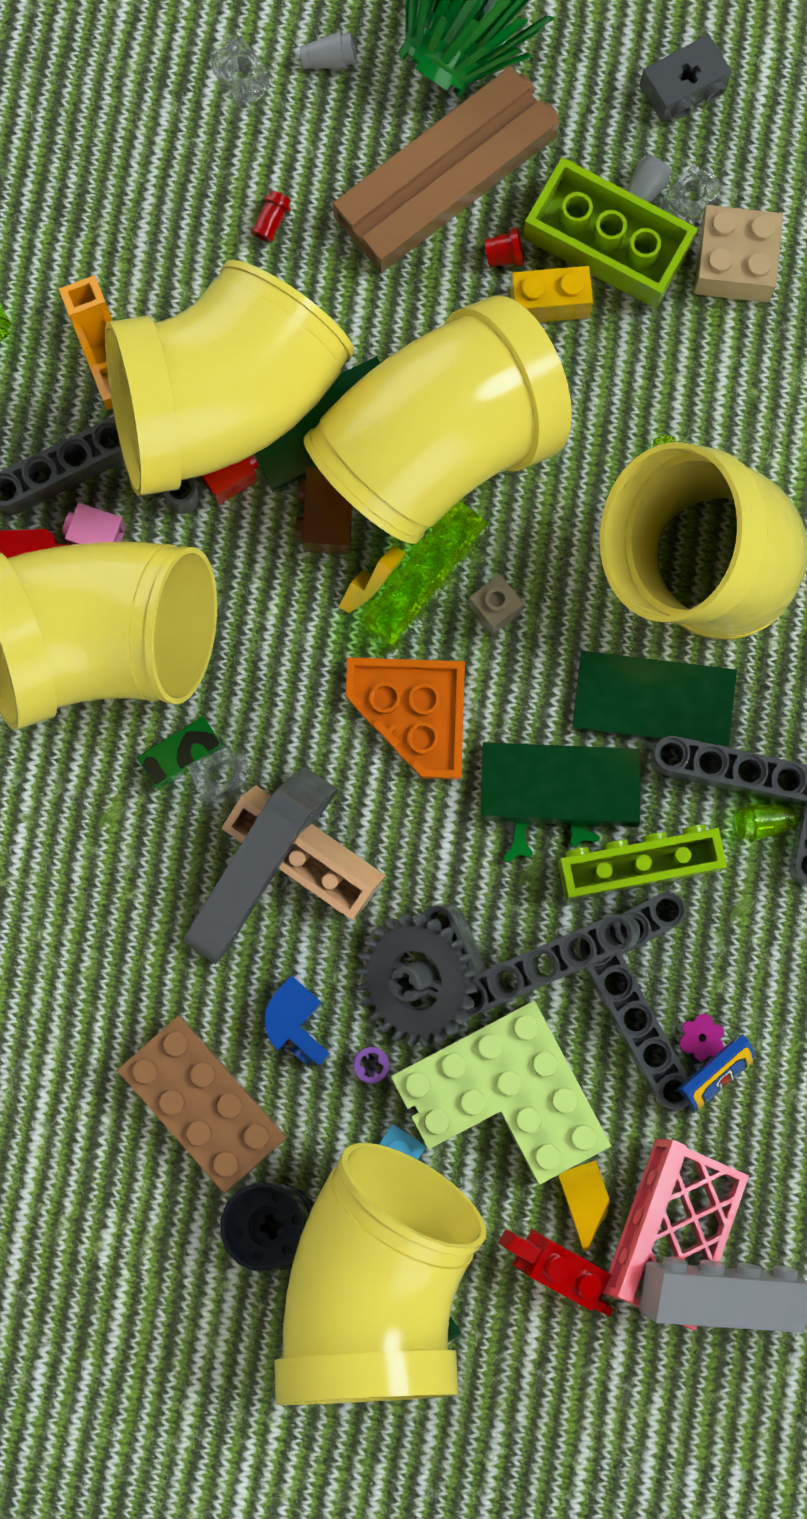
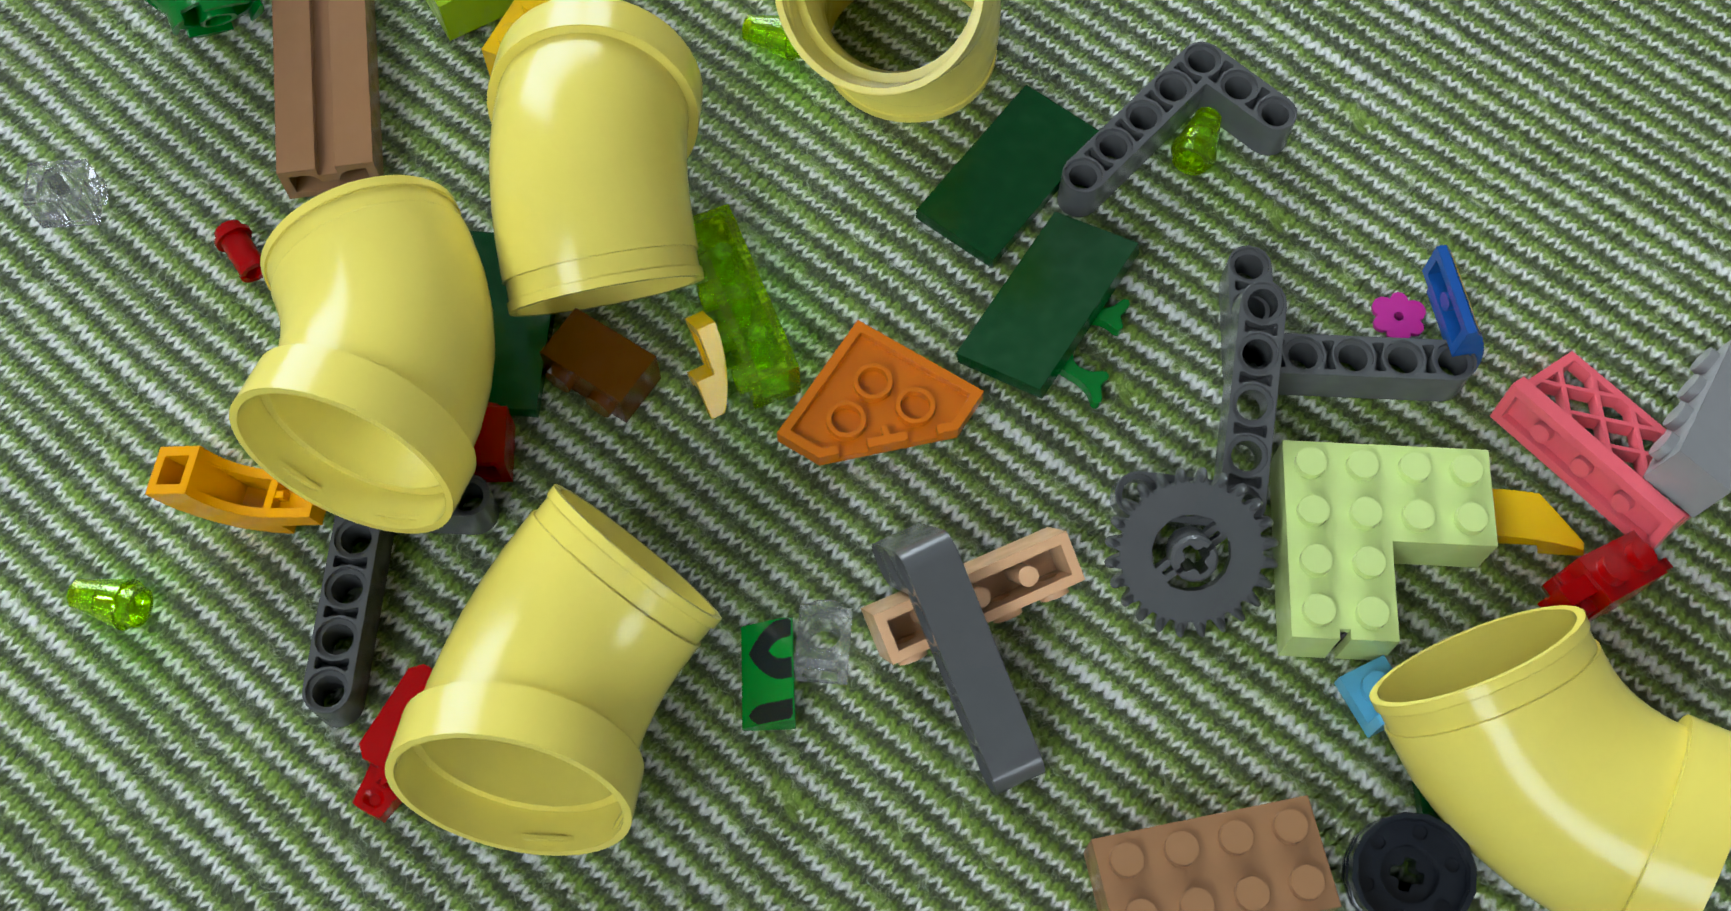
camera: 60 degrees left, 15 degrees down
(92, 526) = (436, 617): bright pink brick -> none
(286, 1015) = (1155, 727): blue brick -> none
(330, 52) = (118, 102): light grey cone -> none
(382, 1059) = (1253, 649): medium lavender bush -> none
(495, 605) = (817, 258): dark tan brick -> none
(505, 249) = (450, 56): red piece -> none
(641, 864) = (1187, 258): lime brick -> none

